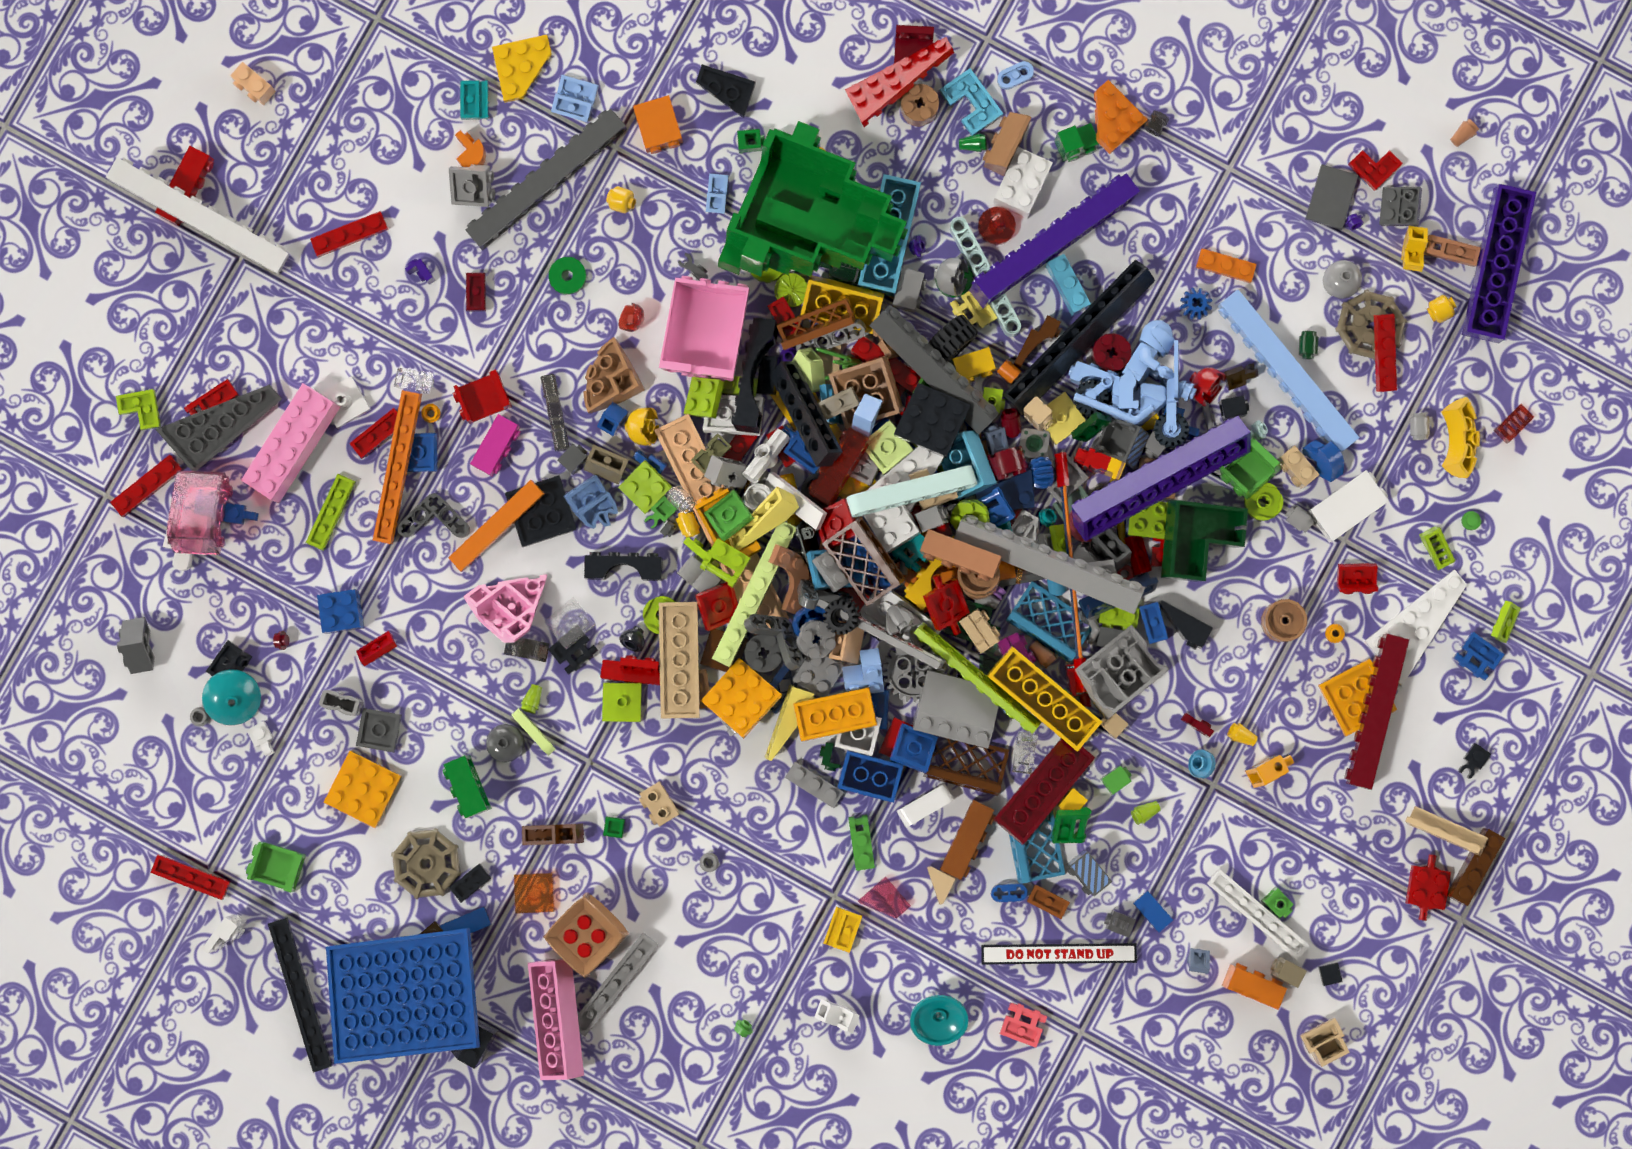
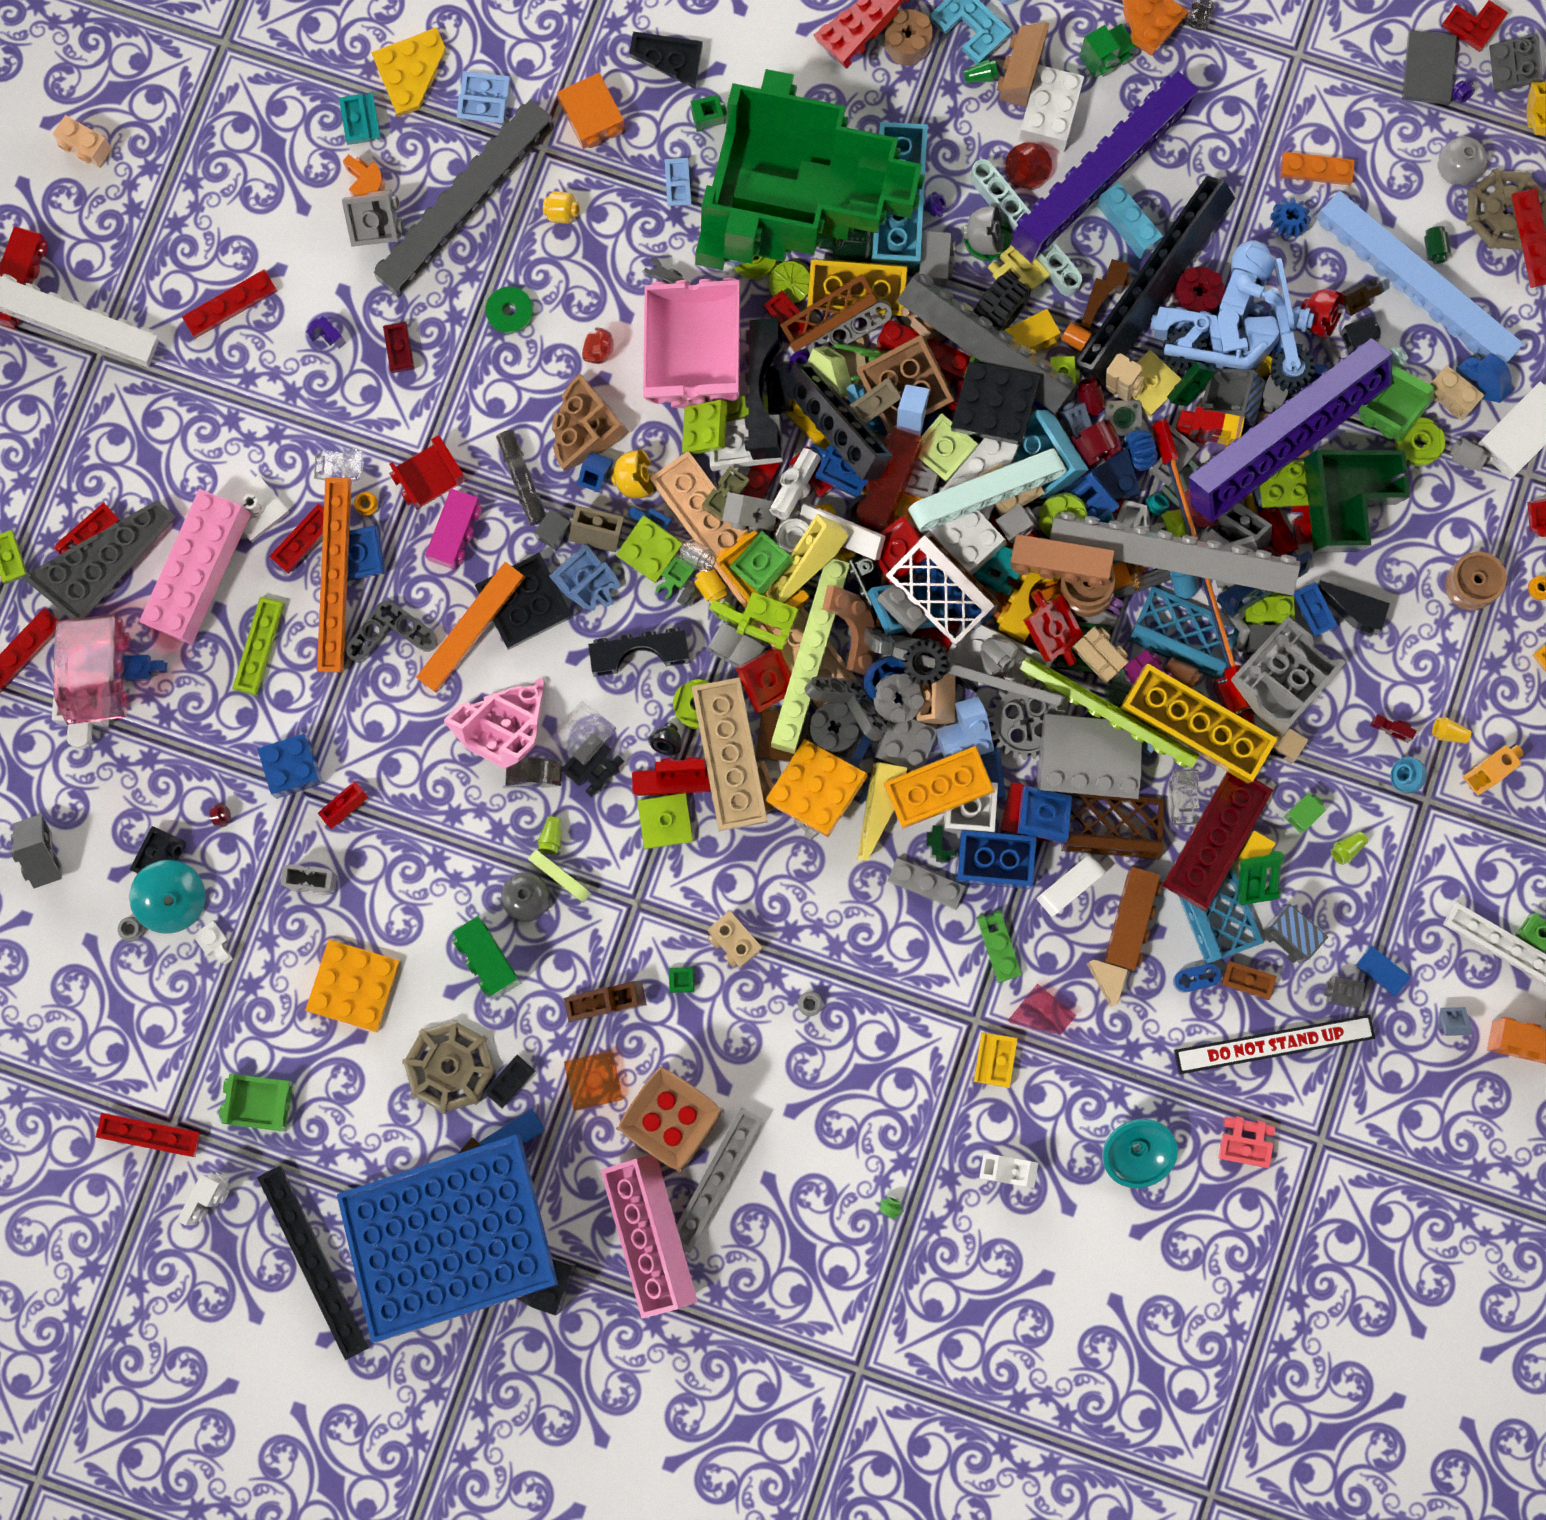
camera: 15 degrees left, 5 degrees down
(378, 730) = (362, 907): dark grey plate -> none

